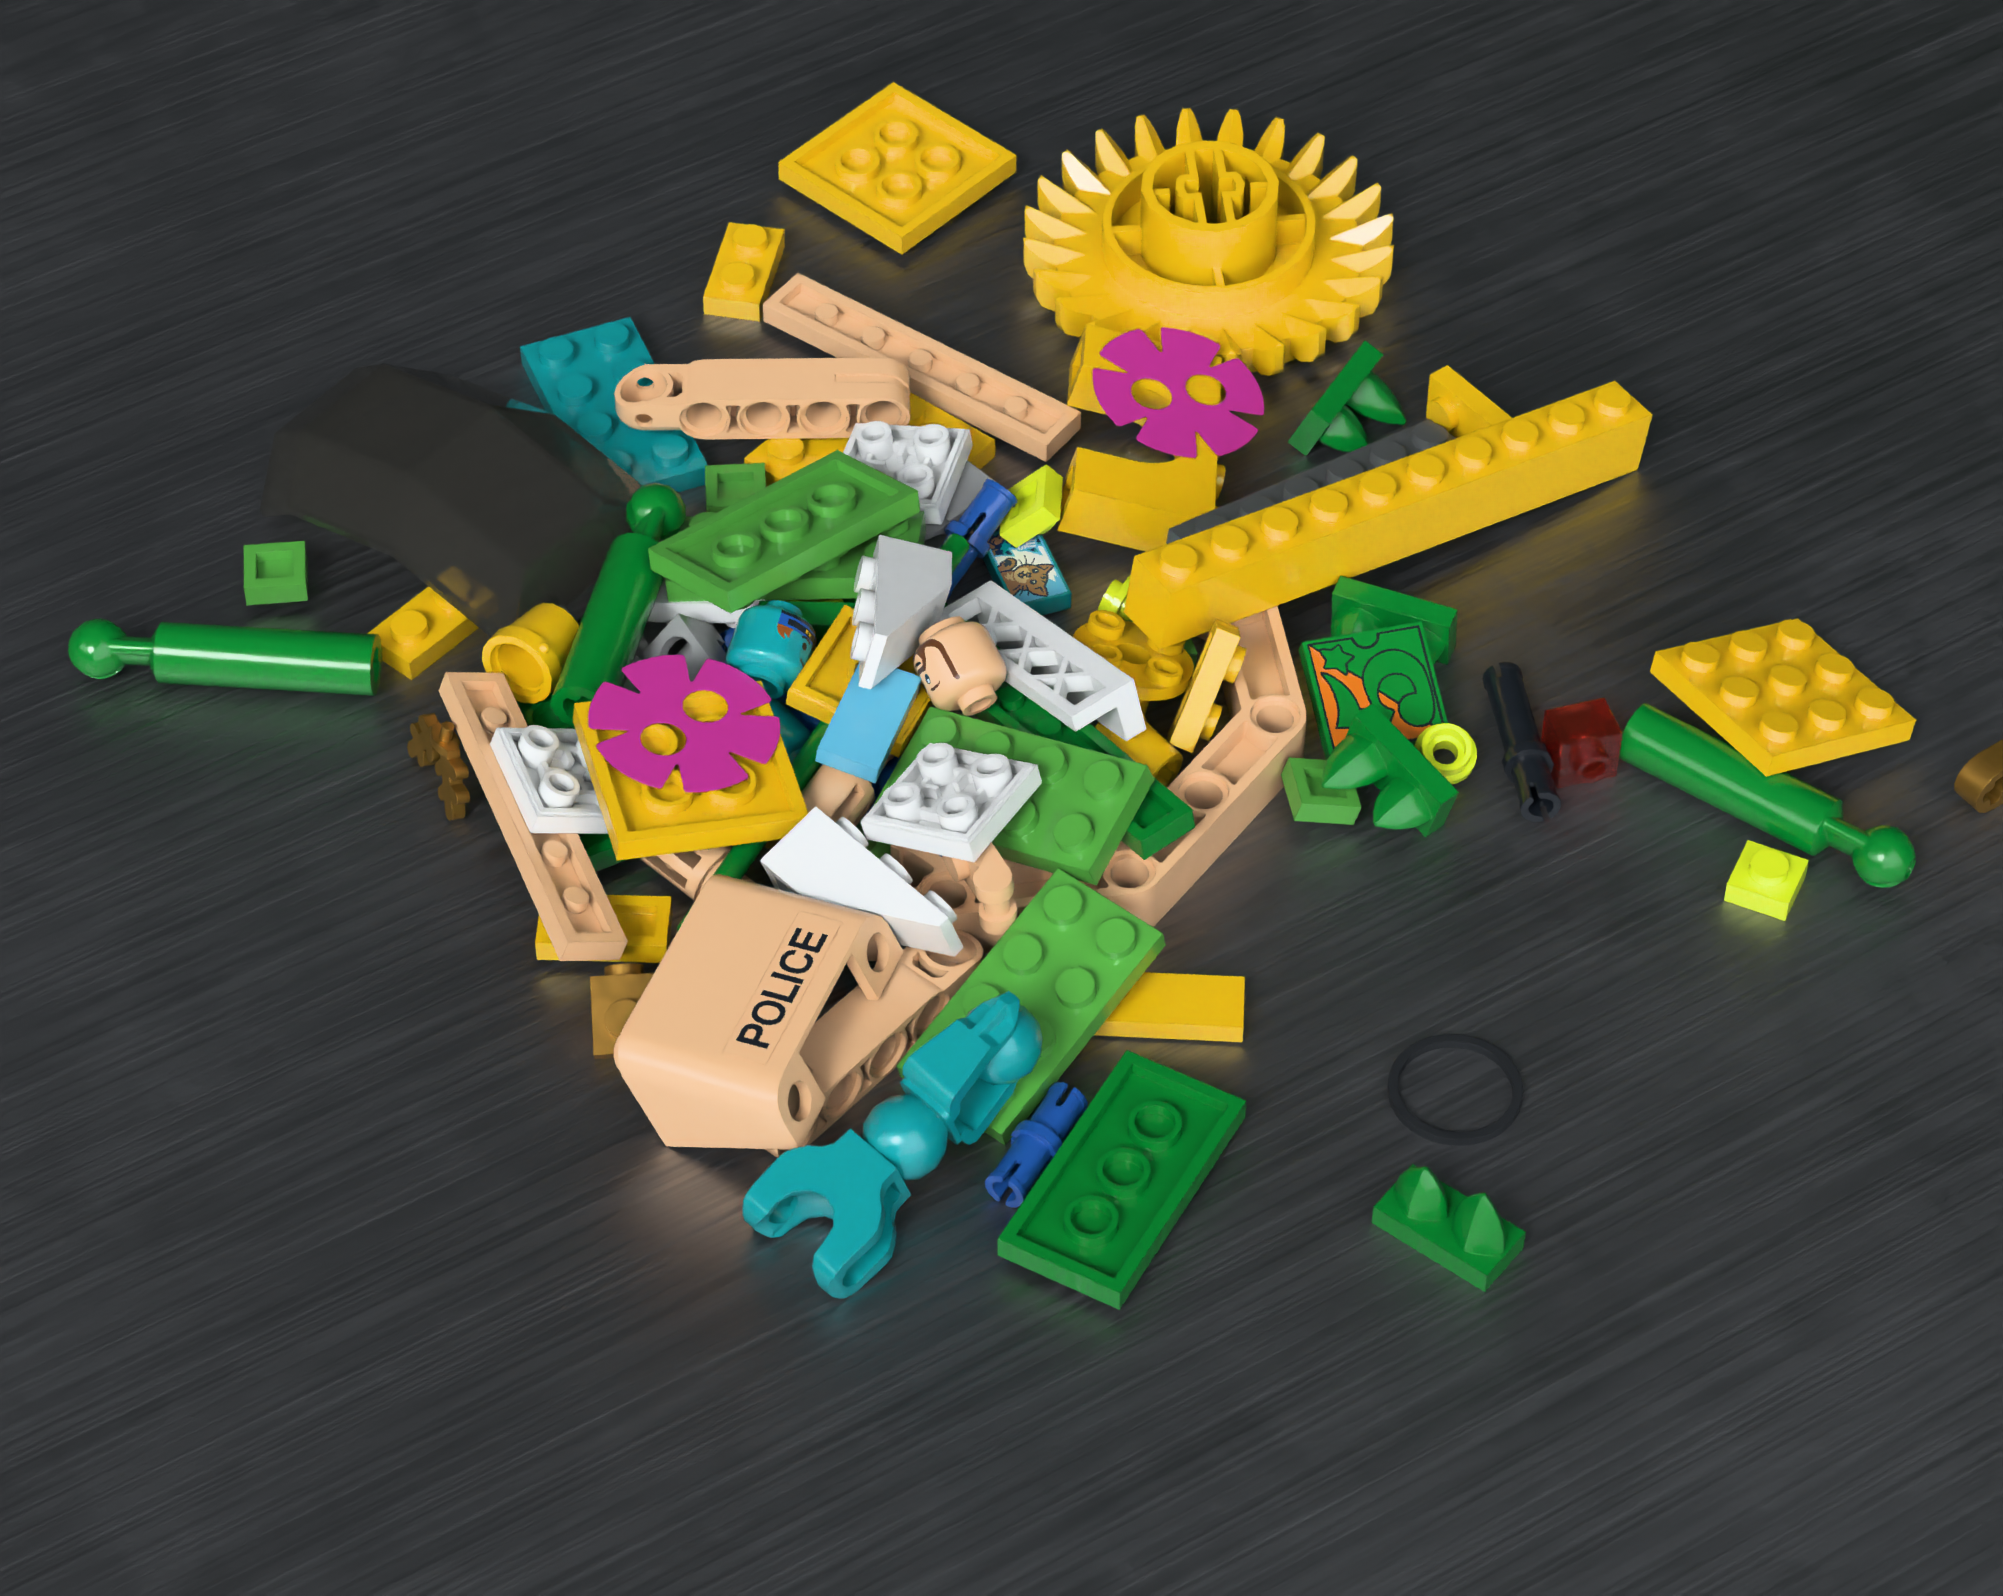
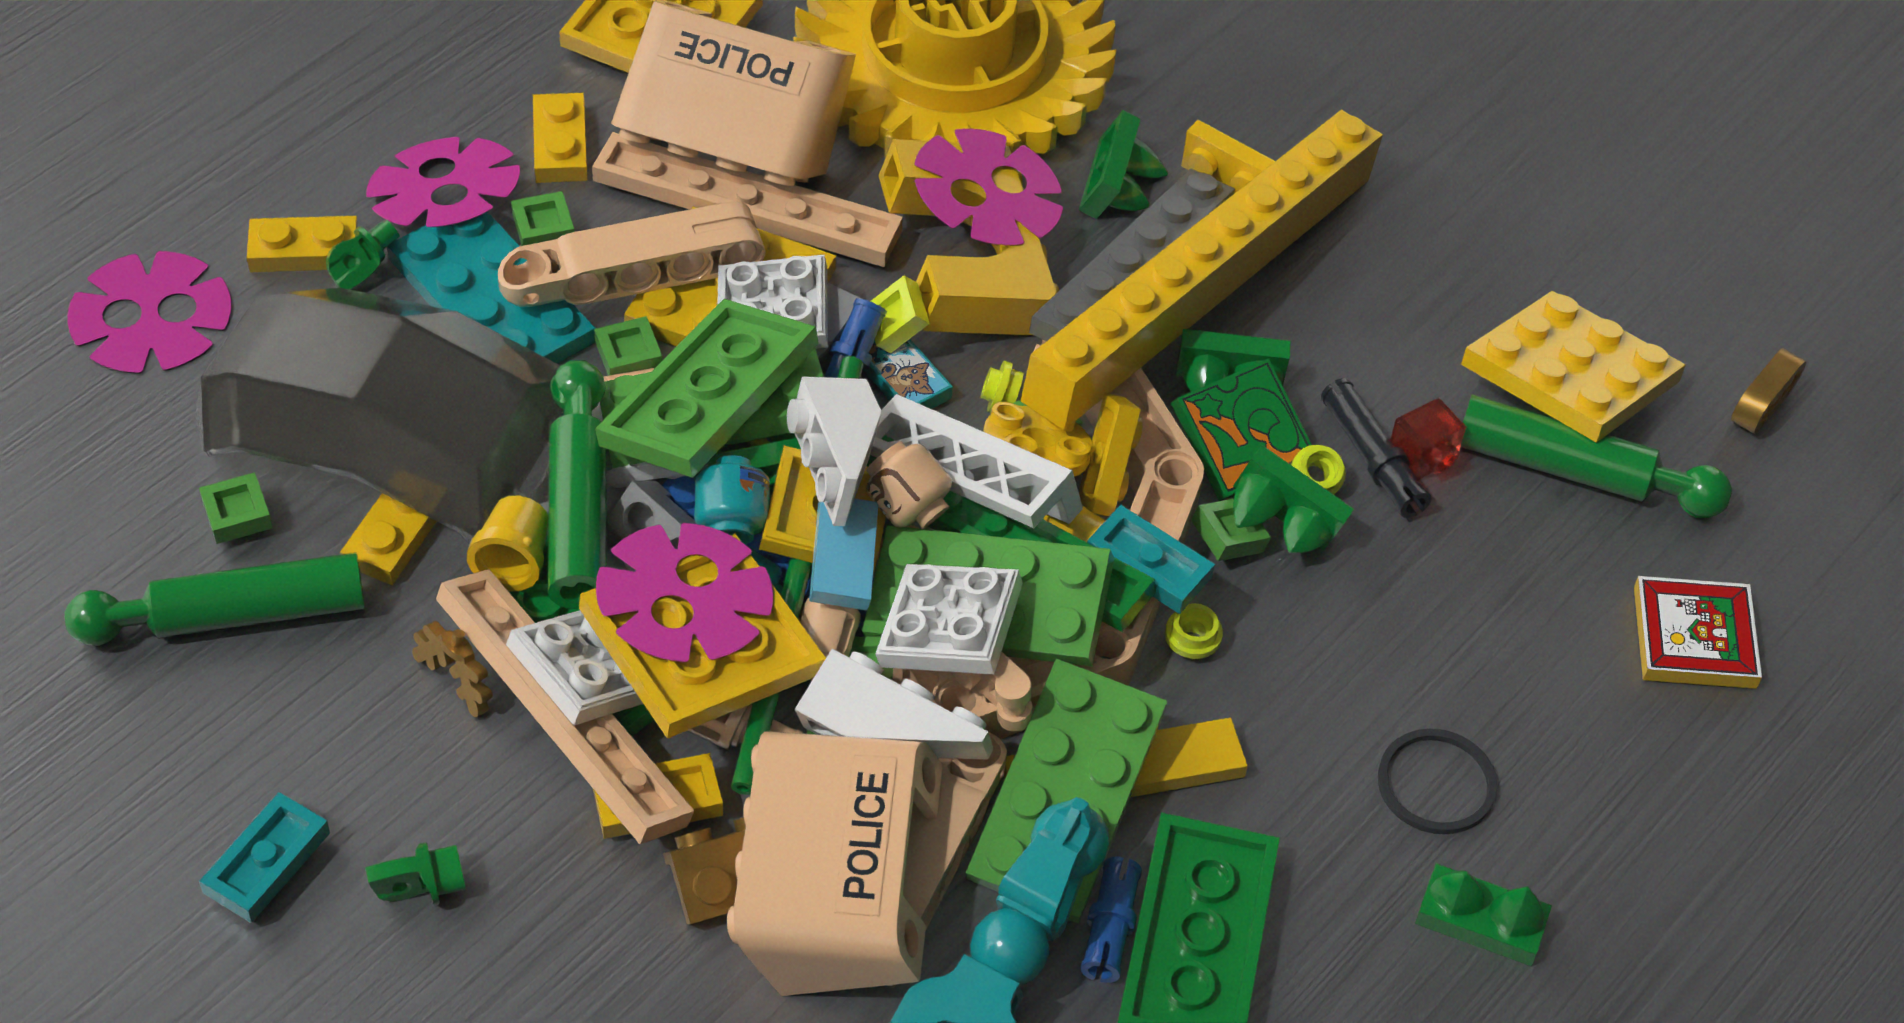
camera: 20 degrees left, 5 degrees up
(190, 903) = (264, 857): none -> teal plate
(248, 338) = (171, 341): none -> dark pink piece
(331, 951) = (428, 871): none -> green piece
(436, 331) = (295, 242): none -> yellow plate
(486, 352) = (359, 257): none -> green piece
(569, 295) = (415, 190): none -> dark pink piece
(691, 342) = (541, 218): none -> bright green plate
(935, 253) = (734, 94): none -> light nougat windscreen
(1220, 804) = (1174, 566): none -> teal plate
(1240, 885) = (1195, 619): none -> neon yellow plate
(1766, 880) = (1615, 531): neon yellow plate -> none
(1816, 1000) = (1697, 632): none -> tile

